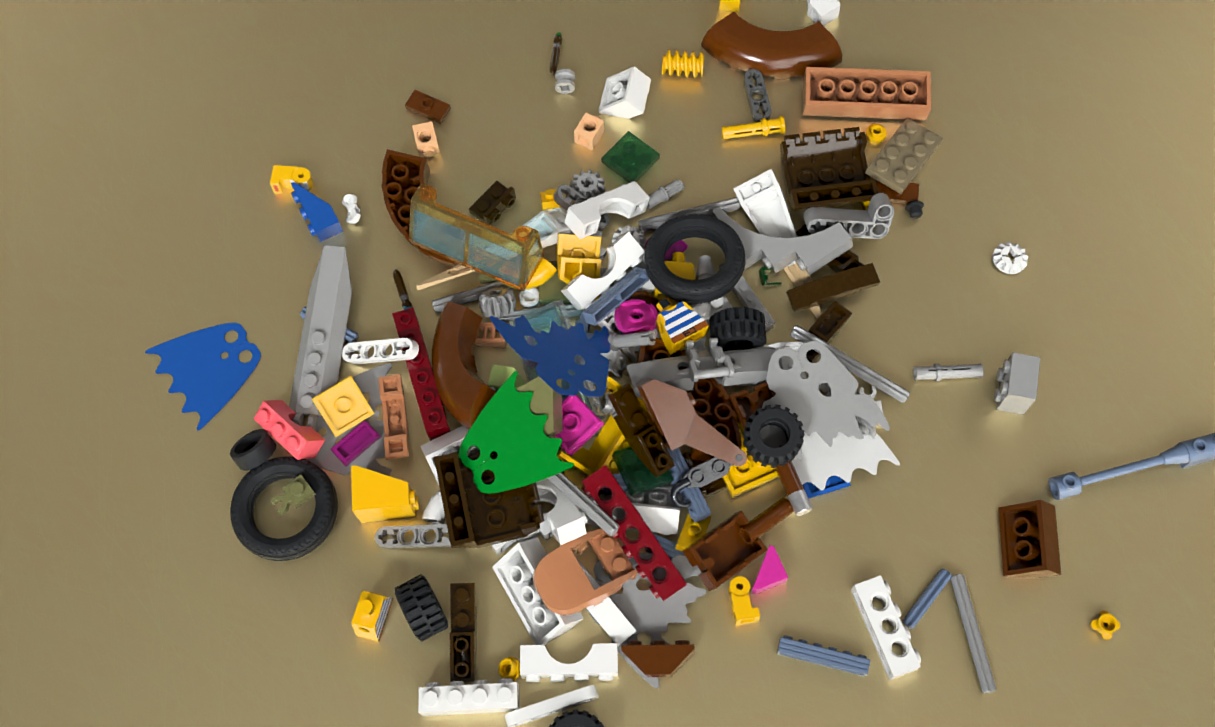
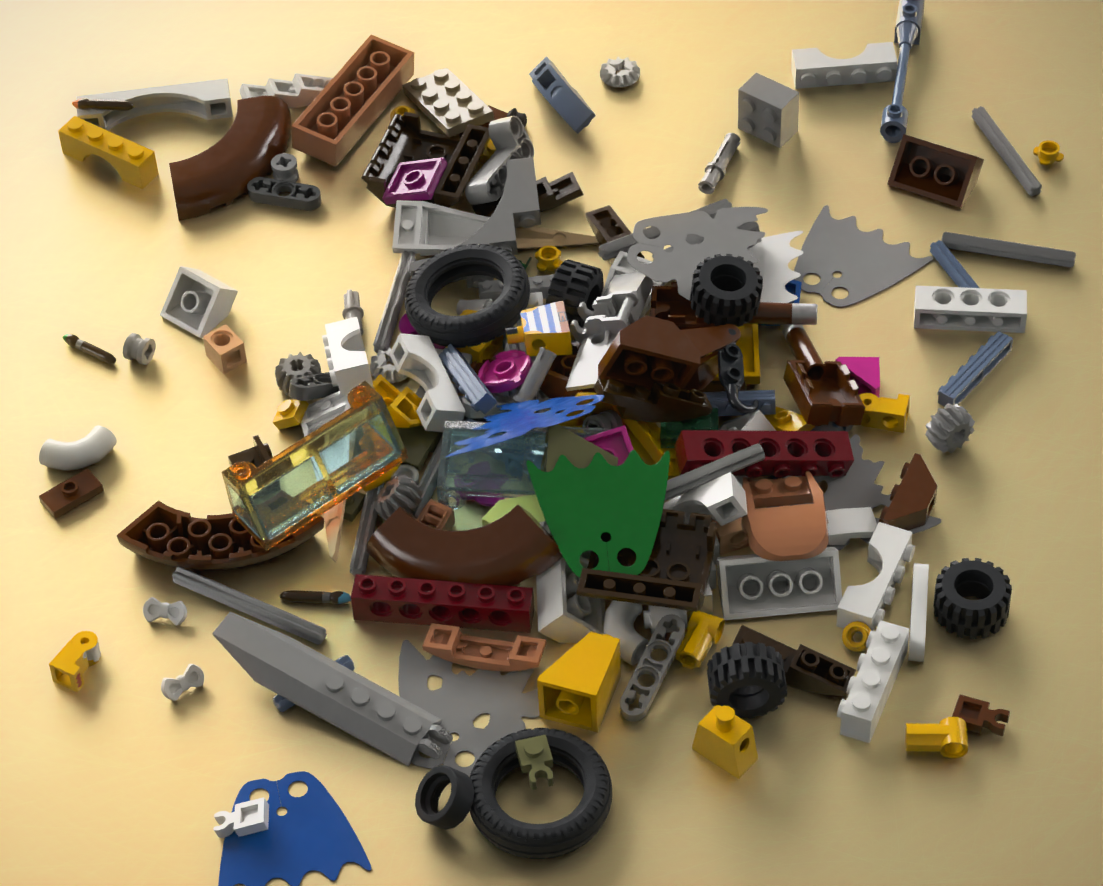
camera: 65 degrees left, 20 degrees down
(202, 336) = (247, 819): none -> white plate
(298, 440) = (440, 750): coral arch -> none
(304, 251) = (173, 688): none -> white piece
(320, 214) = (149, 644): blue slope -> none
(343, 406) = (439, 692): yellow tile -> none
(355, 443) = (491, 703): magenta tile -> none
(377, 259) = (249, 605): none -> light grey axle
(380, 351) = (396, 628): white beam -> none
(425, 132) = (121, 504): light nougat brick -> none
(458, 93) = (78, 453): none -> white cylinder
(467, 558) = (702, 632): none -> yellow piece
(630, 158) = (286, 325): clear green plate -> none
(682, 63) = (198, 235): yellow piece -> none
(742, 660) = (950, 428): none -> light grey gear
(763, 127) = (329, 201): yellow pin -> none
(776, 294) = (548, 258): none -> yellow plate
(778, 90) = (284, 167): none -> light grey wheel
(801, 171) = (415, 180): none -> magenta tile
(832, 287) = (569, 208): dark brown slope -> none
(854, 48) = (295, 93): none -> white slope
(907, 516) = (862, 258): none -> light grey piece
(952, 227) = (561, 95): none -> sand blue slope
(1088, 589) = (1006, 151): none -> light grey axle
(1127, 443) = (815, 69): none -> white arch

